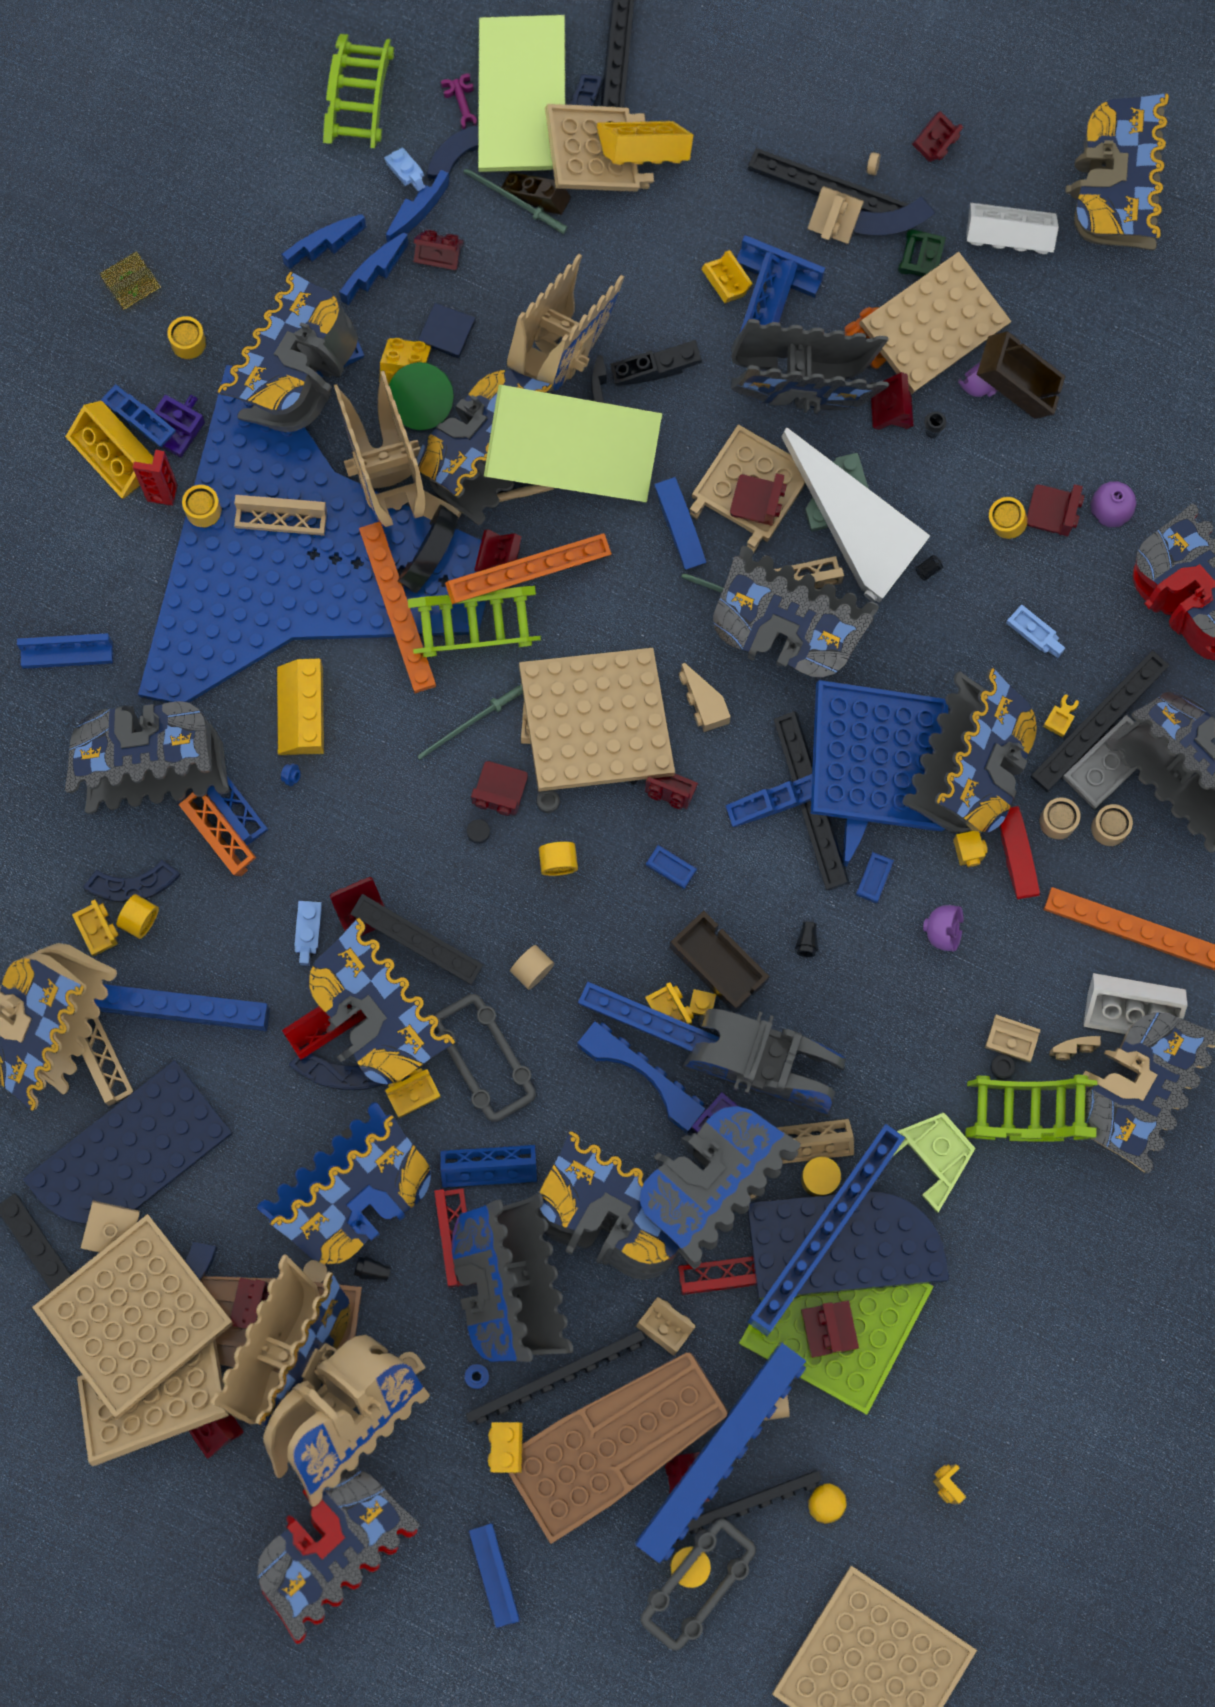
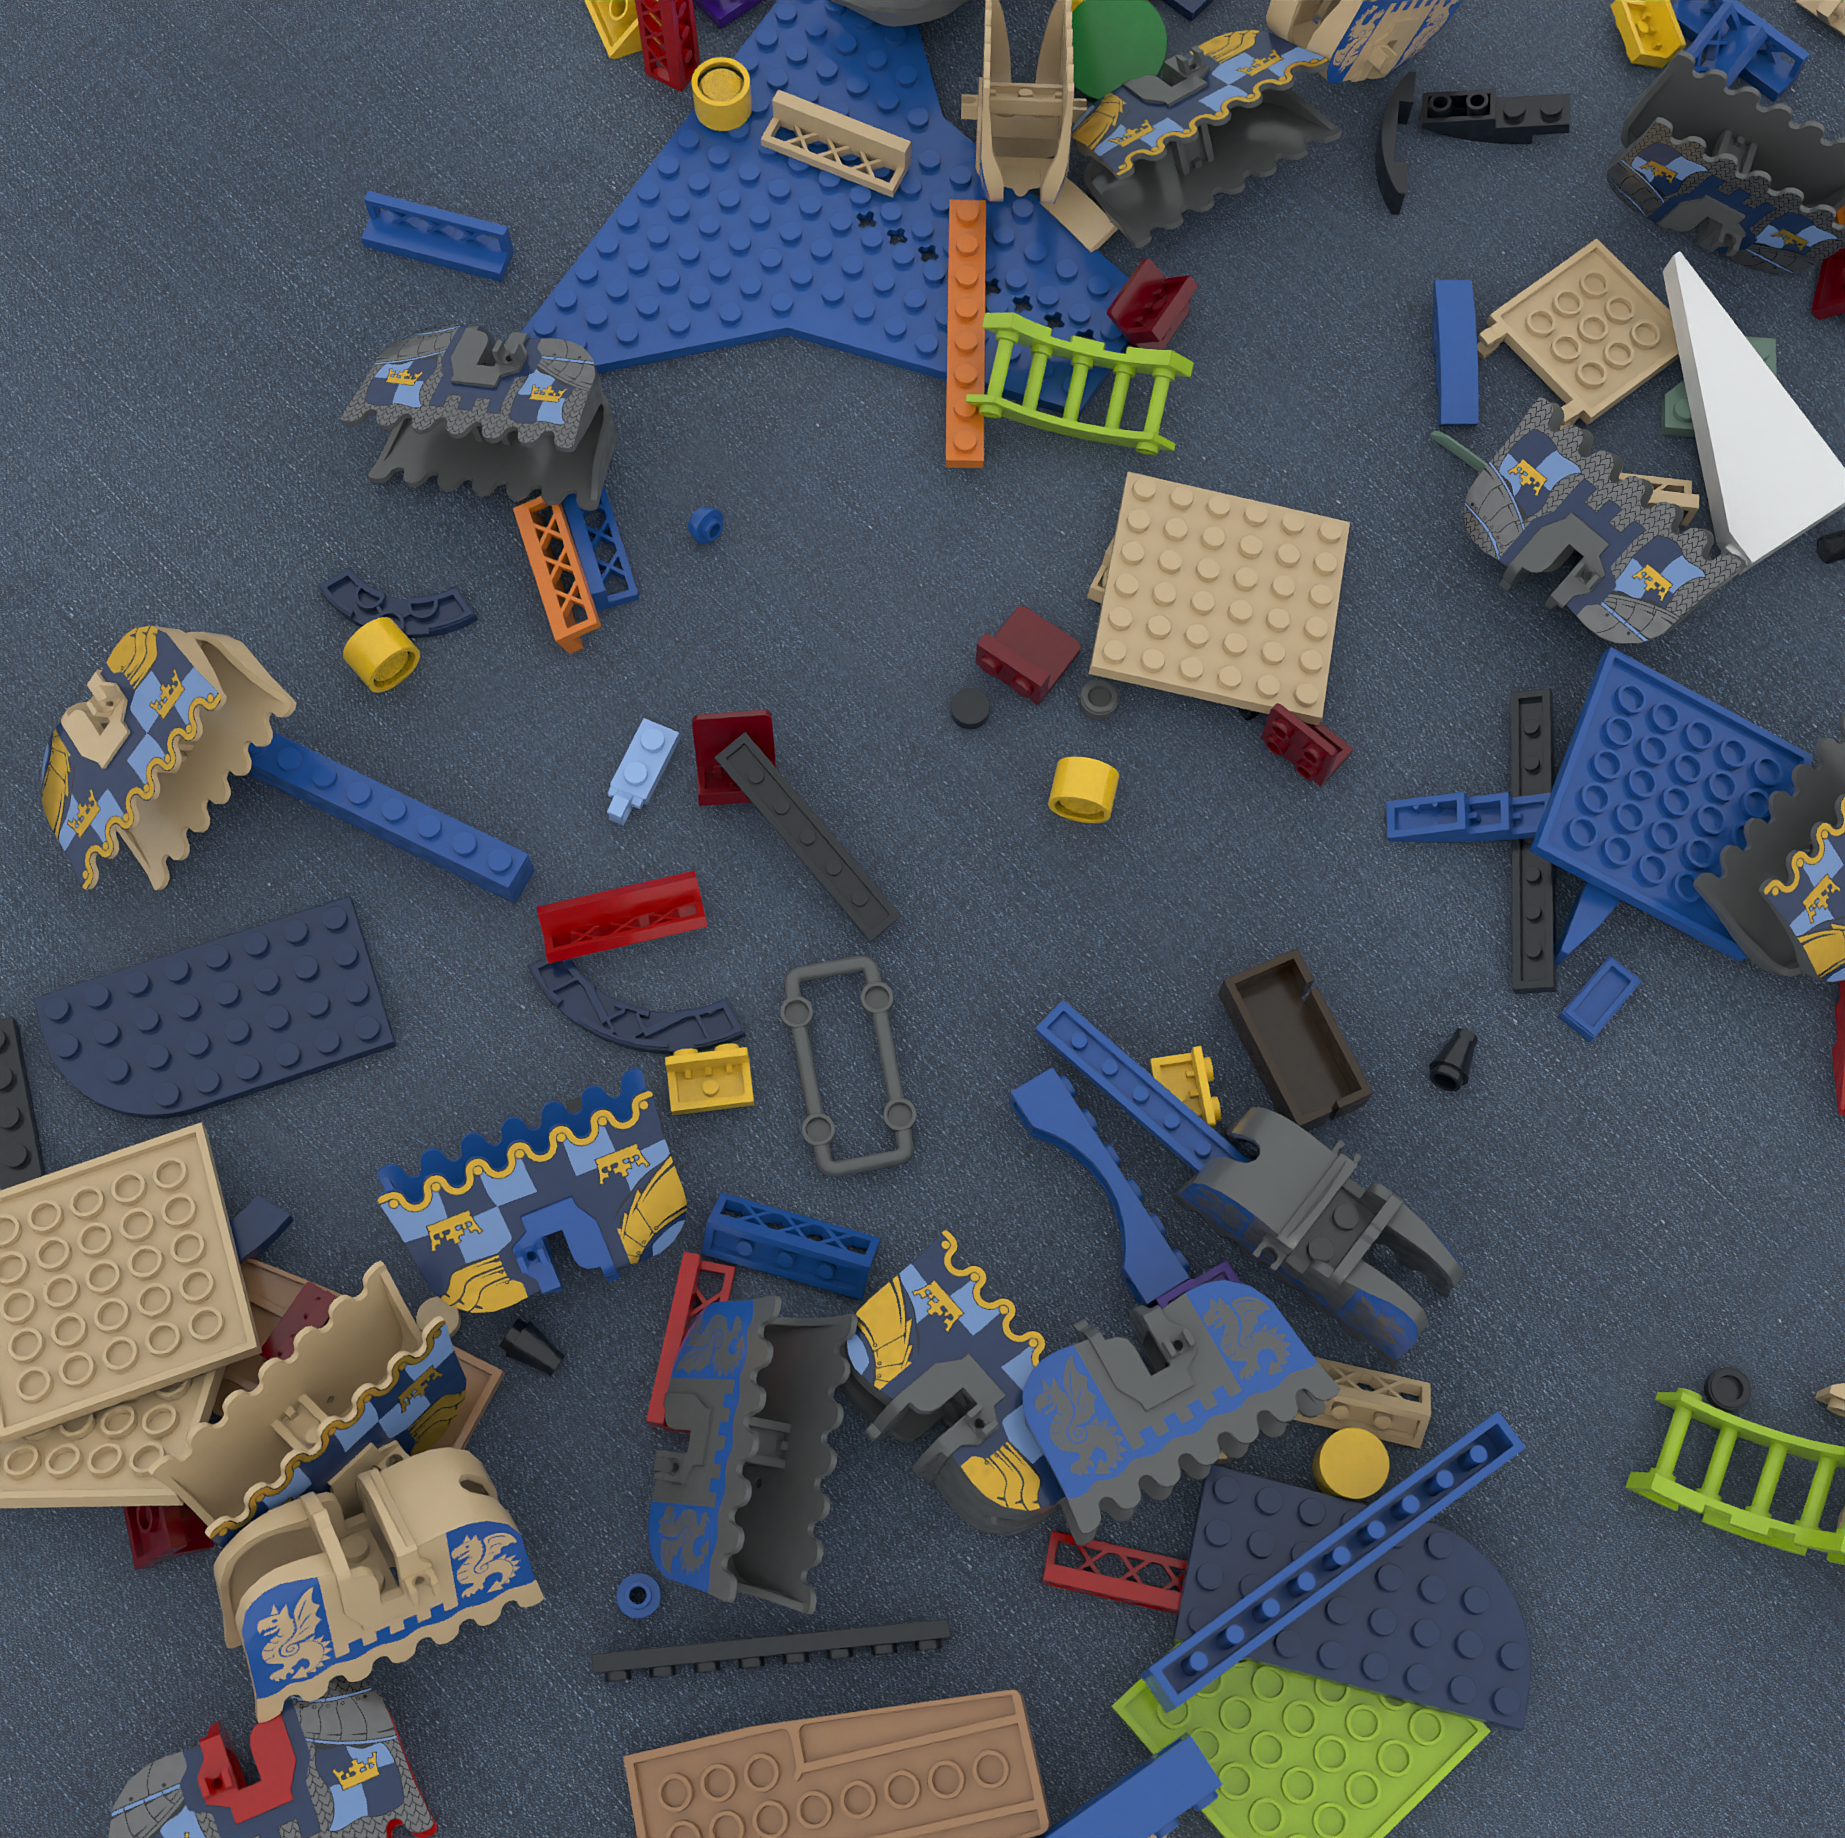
camera: 20 degrees right, 5 degrees down
(95, 929) = (311, 654): yellow bracket -> none
(96, 1068) = (221, 865): tan fence -> none
(107, 1224) = (130, 1115): tan plate -> none
(300, 707) = (761, 432): yellow slope -> none
(394, 1034) = (710, 966): animal -> none
(413, 1361) = (537, 1532): tan tile -> none
(431, 550) = (1047, 263): black slope -> none
(496, 705) = (1067, 528): sand green sword -> none
(505, 1447) = (640, 1741): yellow bracket -> none
(523, 492) = (1225, 235): tan piece -> none
(527, 568) = (1190, 332): orange plate -> none
(532, 967) = (979, 945): tan piece -> none
(572, 444) = (1327, 163): yellowish green tile -> none
(666, 1325) = (994, 1628): tan bracket -> none
(671, 867) = (1264, 868): blue tile -> none
(701, 1002) = (1240, 1098): yellow plate -> none
(707, 701) = (1411, 631): tan slope -> none
(758, 498) = (1596, 351): dark red bracket -> none
(830, 1329) = (1281, 1740): dark red bracket -> none
(943, 927) = (1697, 1117): medium lavender cylinder -> none
(943, 1152) = (1578, 1497): yellowish green wing -> none
(970, 848) = (1779, 1003): yellow brick -> none
(1012, 1038) = (1760, 1346): tan plate -> none

